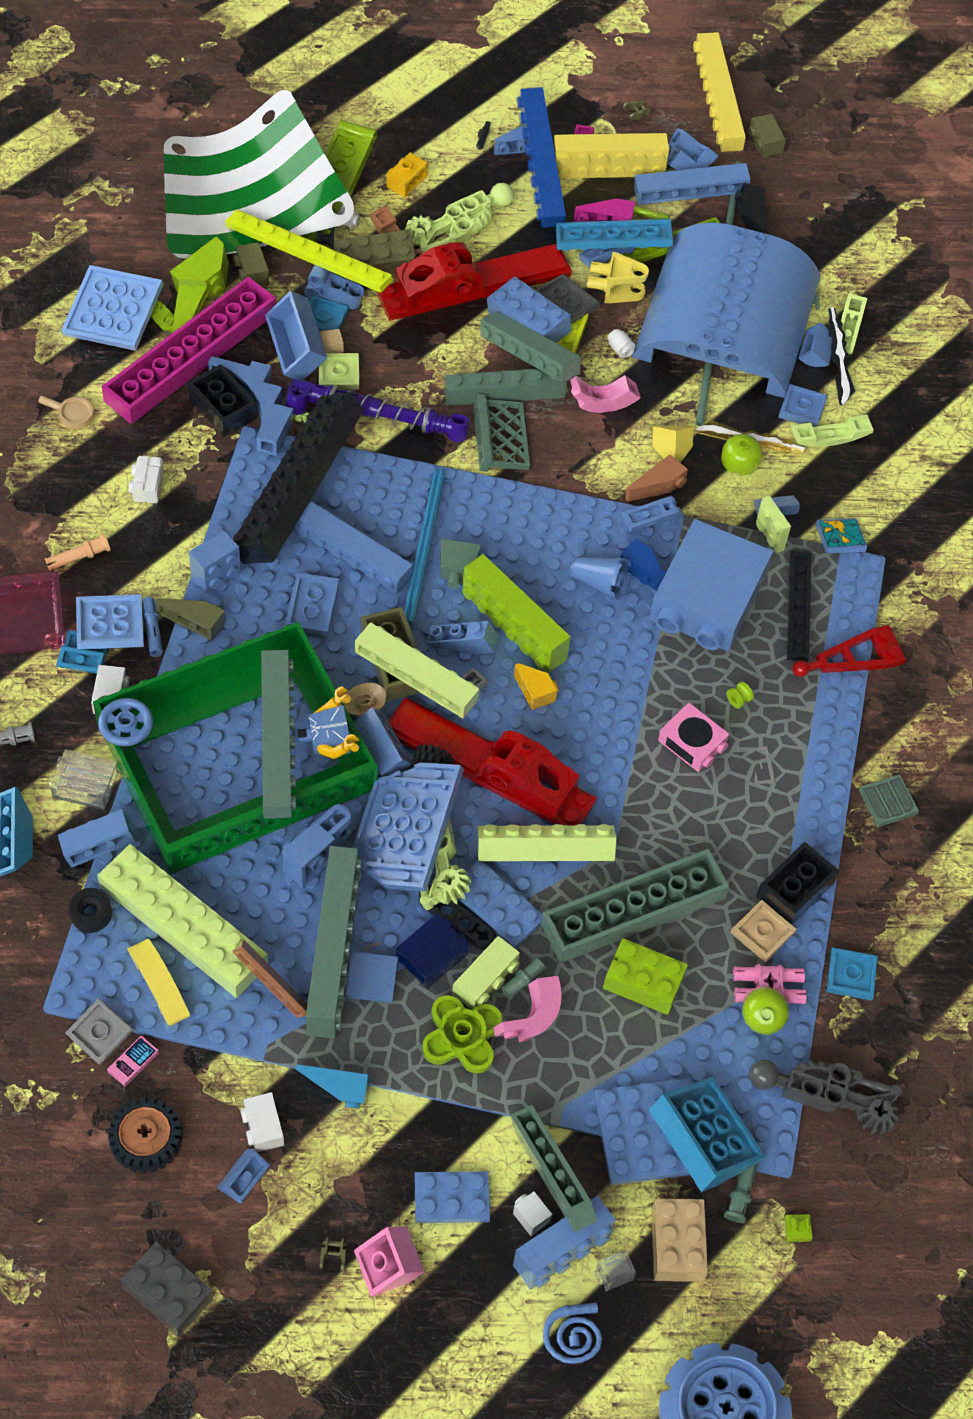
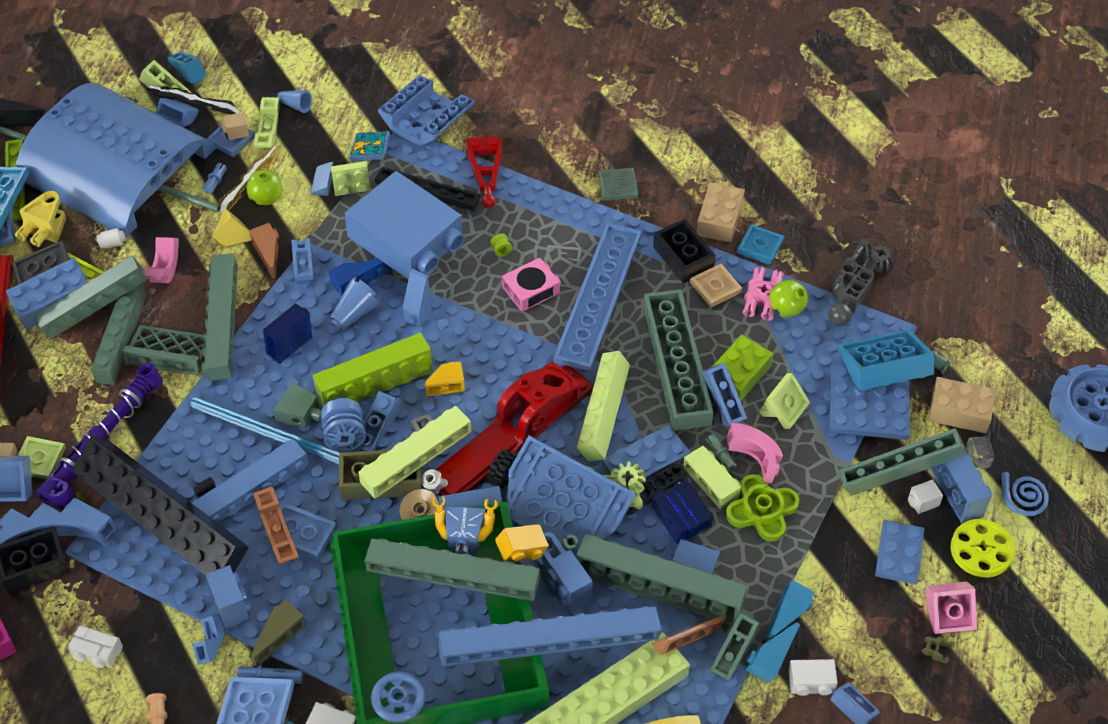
camera: 70 degrees left, 5 degrees down
(168, 566) = (214, 632): none -> medium blue slope
(222, 839) = (548, 635): none -> medium blue brick
(276, 1073) = (769, 657): none -> dark azure slope
(279, 1035) = (736, 646): none -> sand green slope
(304, 580) = (275, 526): none -> nougat slope
(320, 787) = (522, 543): none -> yellow brick
(336, 509) = (204, 487): none -> black tile
(345, 838) = (569, 543): none -> sand green pin
(396, 702) = (433, 481): none -> white brick
(439, 602) = (343, 425): none -> medium blue wheel
(489, 1281) = (977, 555): none -> neon yellow wedge
(541, 523) = (287, 333): none -> clear blue brick
(551, 464) = (221, 317): none -> sand green brick
(591, 959) = (724, 394): none -> medium blue brick
(611, 1033) = (786, 402): none -> yellowish green bracket
(621, 628) = (417, 298): none -> medium blue slope
(701, 808) = (597, 297): none -> medium blue plate
(737, 407) = (214, 178): none -> medium blue axle
(798, 1228) = (958, 331): lime tile -> none
(812, 402) = (235, 126): none -> tan brick
(880, 449) = (298, 99): none -> medium blue piece
(883, 918) = (720, 212): none -> tan brick
(884, 335) = (188, 67): none -> dark azure slope
(912, 563) = (415, 108): none -> medium blue slope

